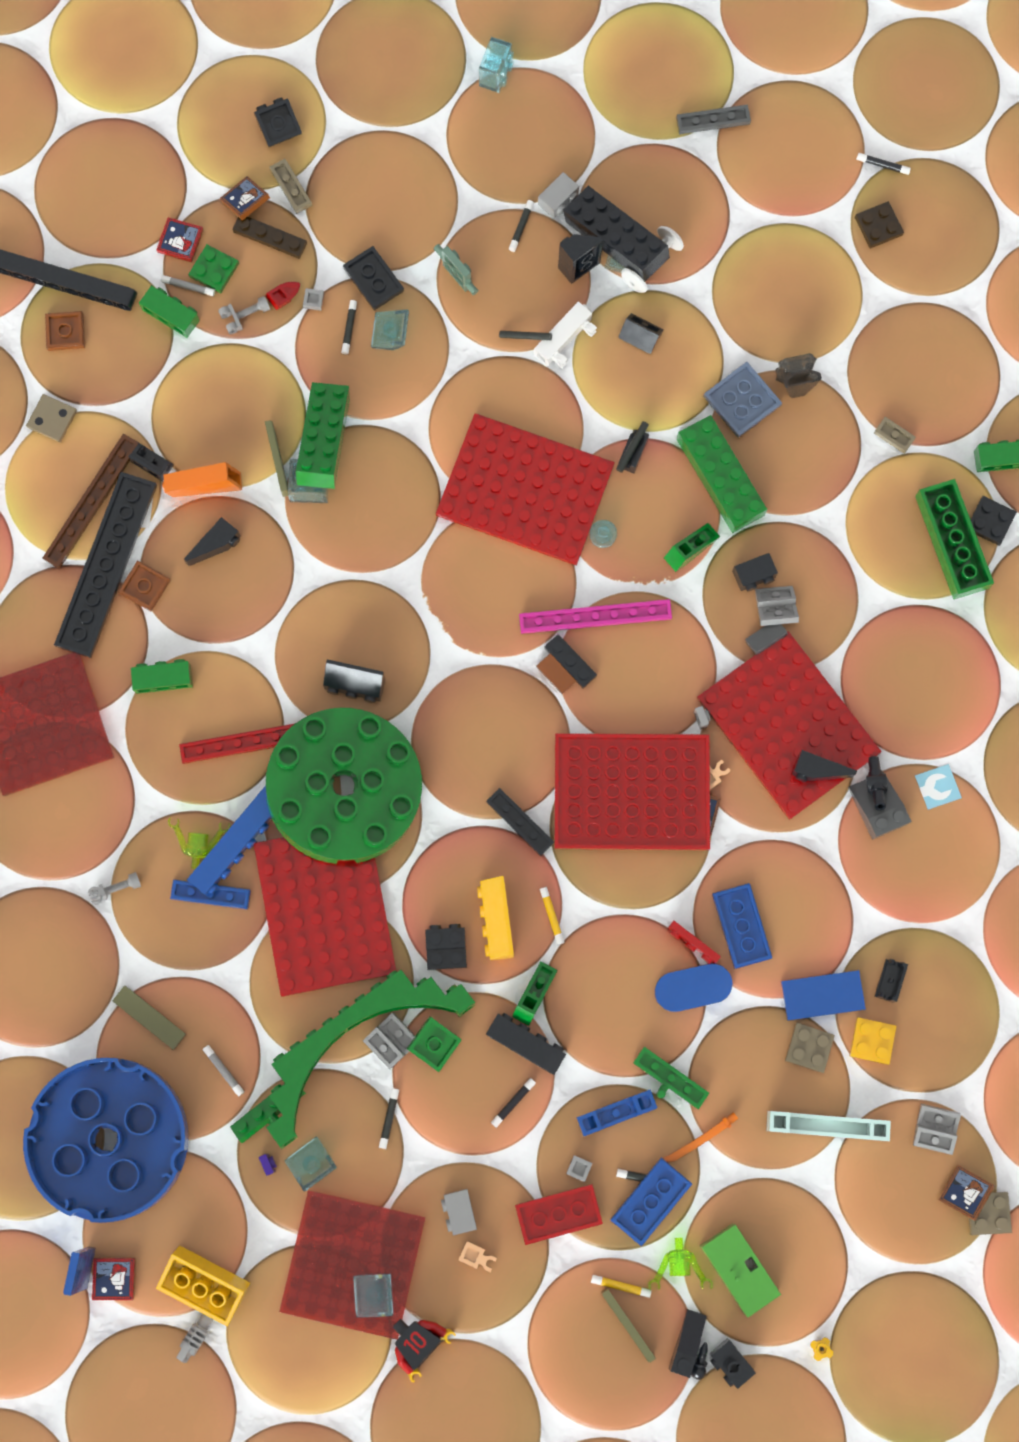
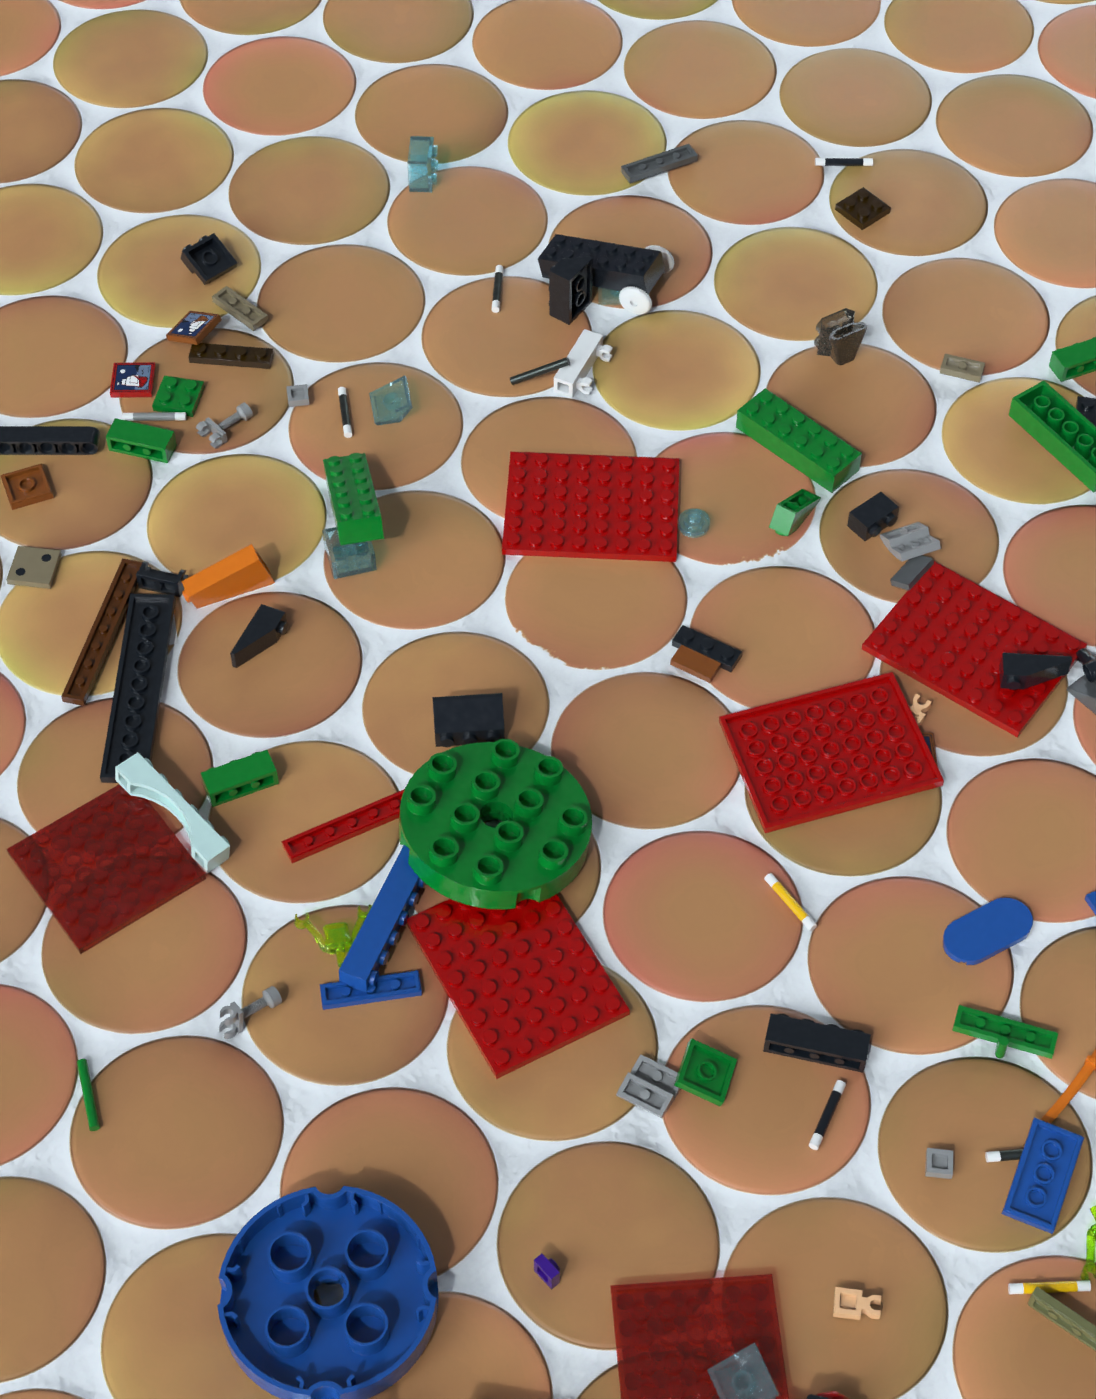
camera: 15 degrees left, 25 degrees down
(82, 661) = (142, 780): none -> light aqua arch
(144, 586) = (189, 698): dark orange tile -> none
(149, 1017) = (337, 1146): olive tile -> none
(223, 1070) = (453, 1181): light grey bar -> none
(255, 1119) = (525, 1208): green plate -> none
(277, 458) = (306, 541): olive tile -> none
(282, 294) = (262, 399): red plate -> none
(299, 1062) = (633, 1033): green arch -> none
(310, 1164) = (601, 1255): clear light blue slope -> none
(373, 278) = (356, 363): black plate -> none
(389, 1118) = (681, 1177): pearl dark grey bar -> none
(446, 947) = (678, 966): black plate -> none
(458, 270) = (444, 331): sand green plate -> none
(459, 1211) = (812, 1255): light grey brick -> none
(496, 918) = (729, 915): yellow slope -> none
(520, 822) = (714, 815): black plate -> none
(534, 993) = (804, 986): green slope -> none
(558, 195) = (525, 254): light grey brick -> none
(558, 1214) = (936, 1223): red plate -> none
(595, 616) = (716, 599): dark pink plate -> none
(616, 1112) = (960, 1087): blue slope -> none
(633, 445) = (694, 434): pearl dark grey bar -> none
(634, 460) = (695, 445): black hinge -> none
(640, 333) = (659, 347): panel -> none
(693, 943) = (967, 881): red plate -> none
(702, 717) = (875, 661): light grey plate -> none
(742, 399) = (791, 375): sand blue plate -> none
(742, 926) = (1014, 854): blue tile -> none

